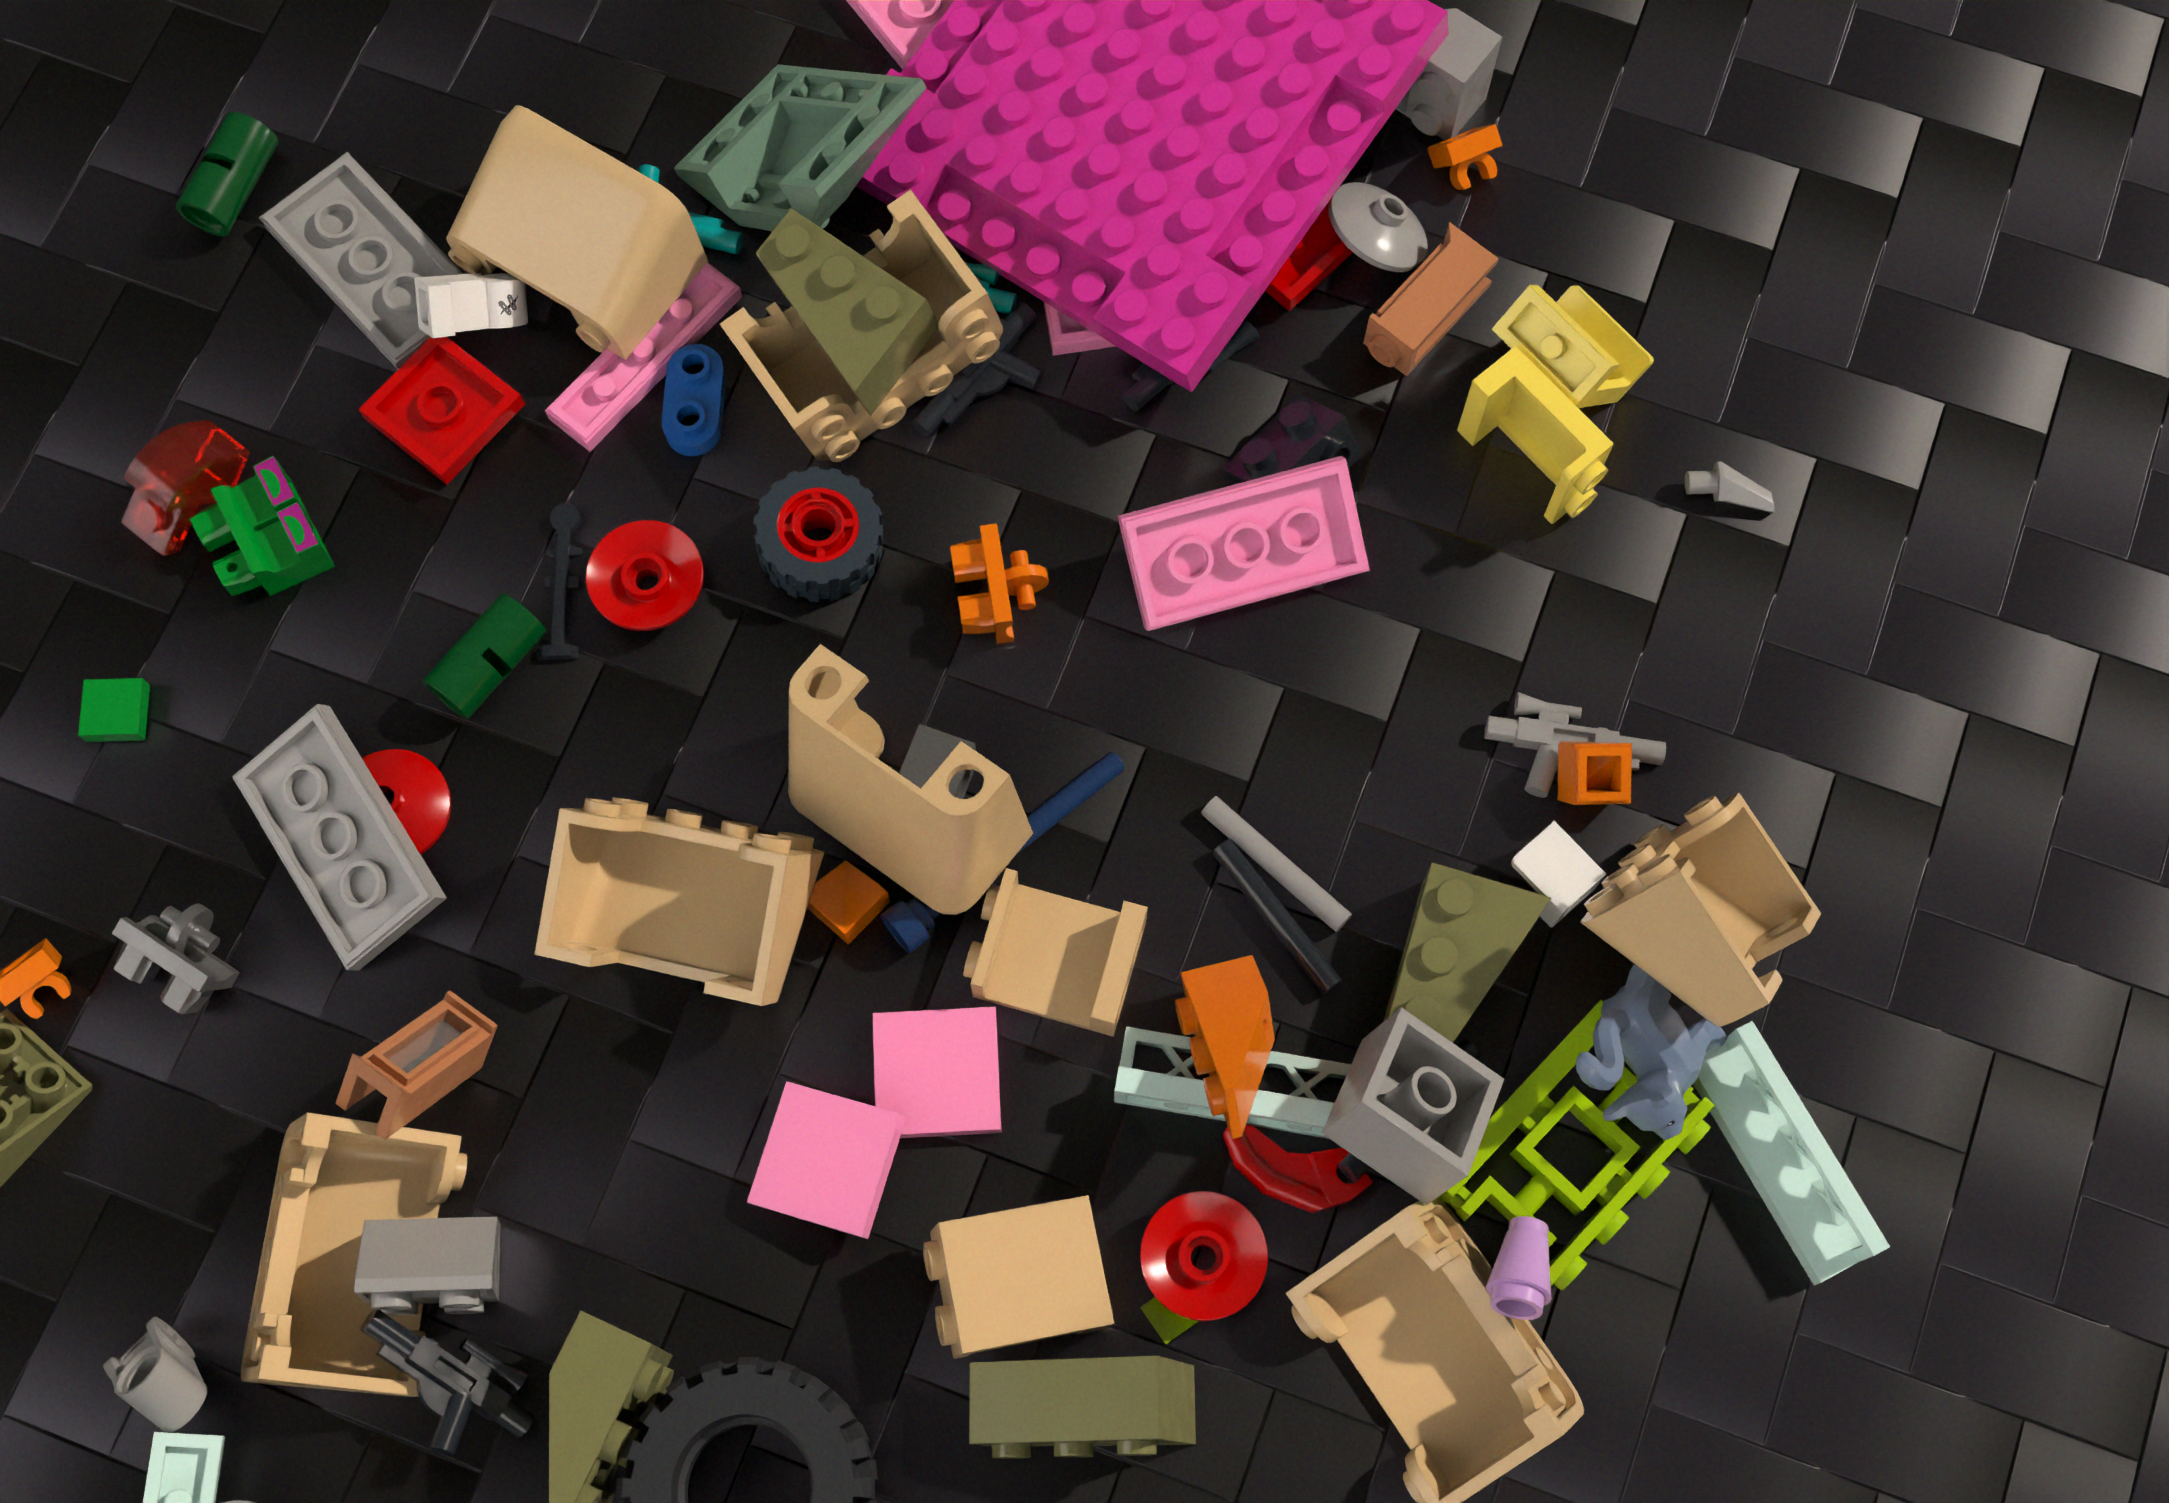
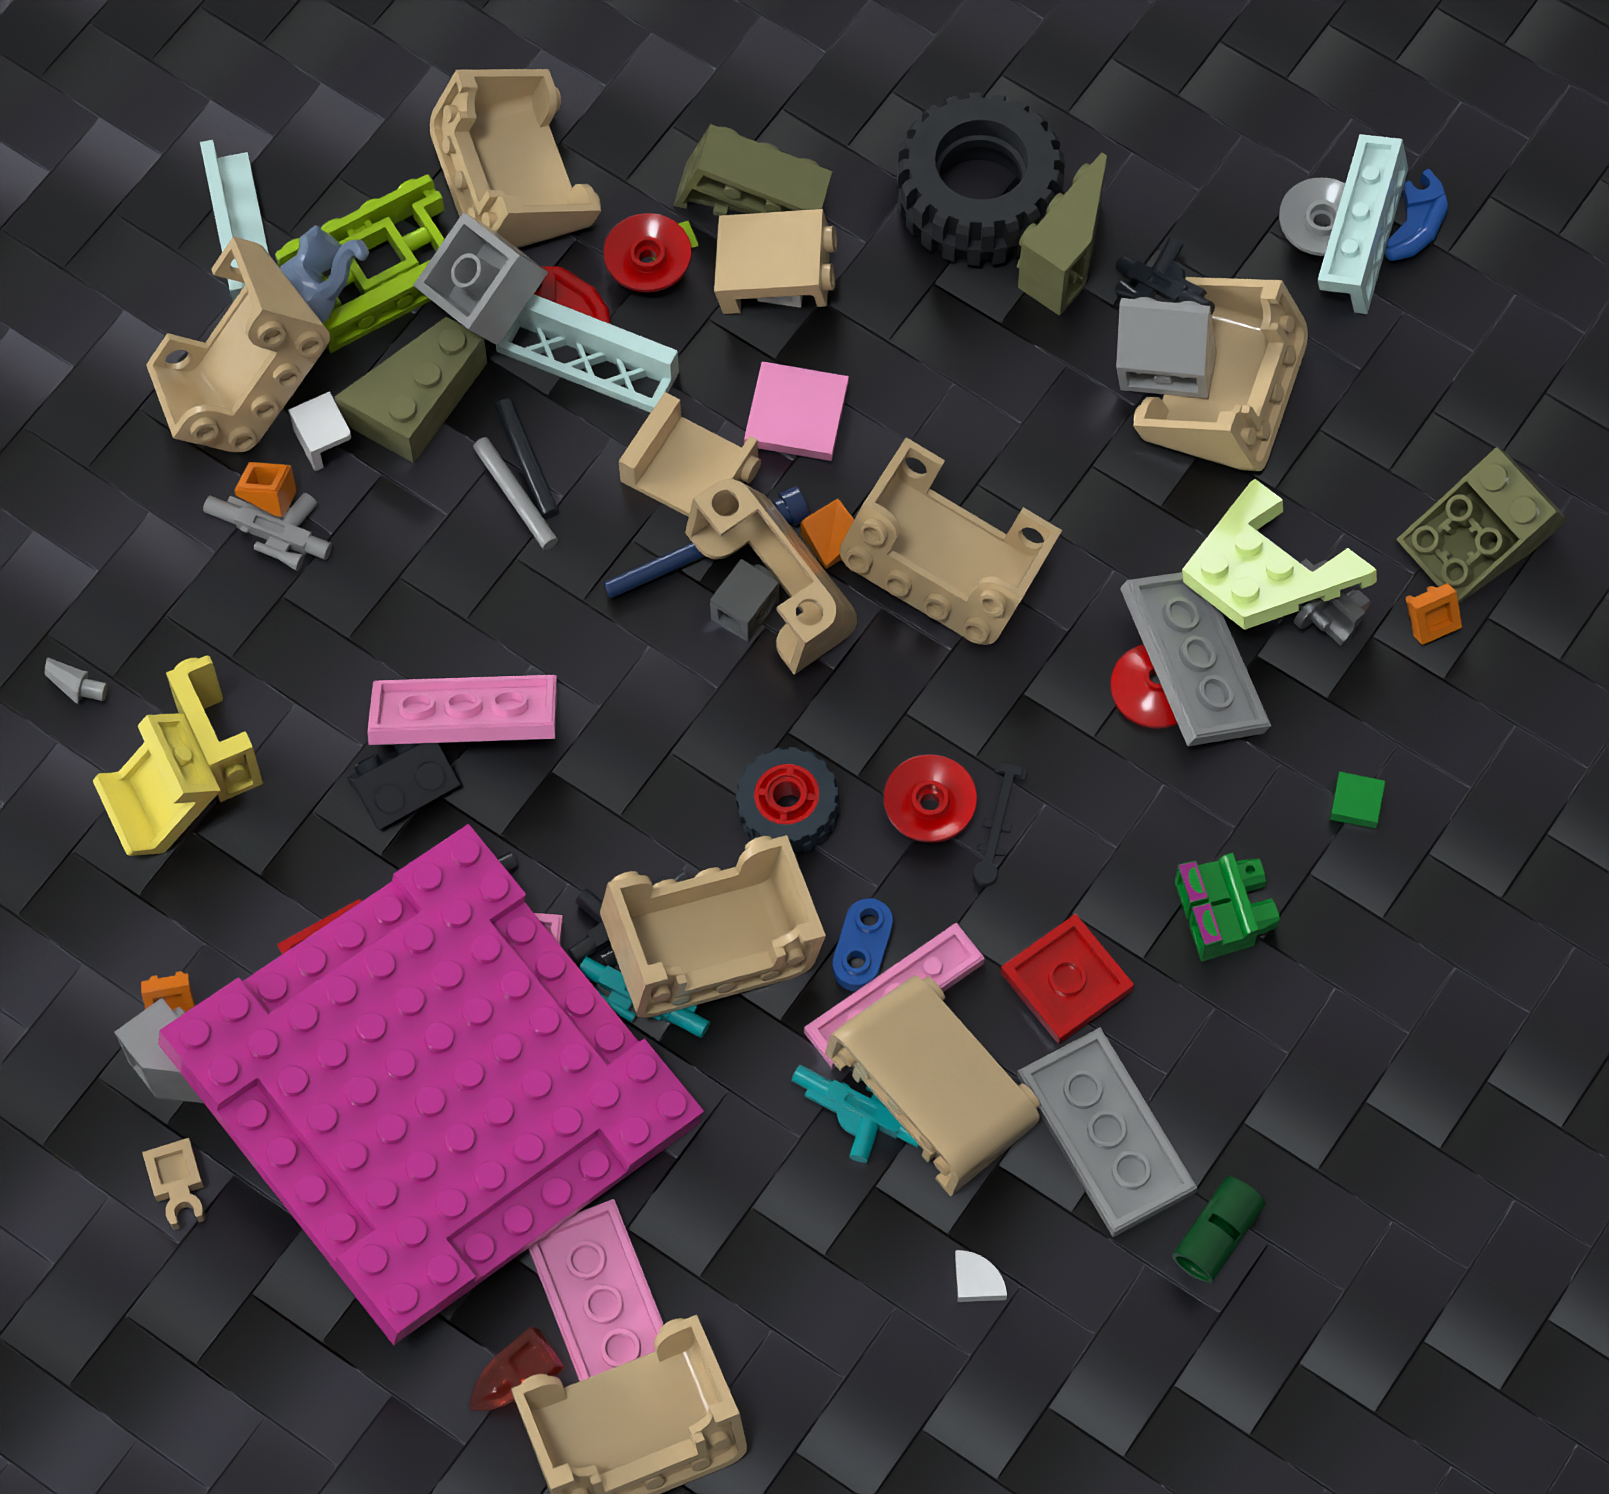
camera: 165 degrees left, 5 degrees down
(159, 1377) = (1363, 336): light grey piece -> none
(175, 477) = (1281, 954): clear red brick -> none
(270, 947) = (1254, 577): none -> yellowish green wing
(420, 1062) = (1153, 471): nougat window -> none
(469, 303) = (1033, 1047): white leg -> none
(484, 656) = (1066, 767): dark green pin -> none
(491, 78) = (977, 1278): none -> white tile
(798, 143) = (721, 1114): sand green slope -> none
(827, 1159) = (885, 367): bright pink tile -> none
(850, 306) = (721, 928): olive wedge -> none
(984, 560) = (664, 749): orange hips -> none
(1233, 1034) = (583, 373): orange slope -> none
(1377, 227) = (272, 925): light grey dish -> none
(1429, 302) = (248, 873): nougat window -> none
(1522, 1271) = (443, 180): lavender cone -> none

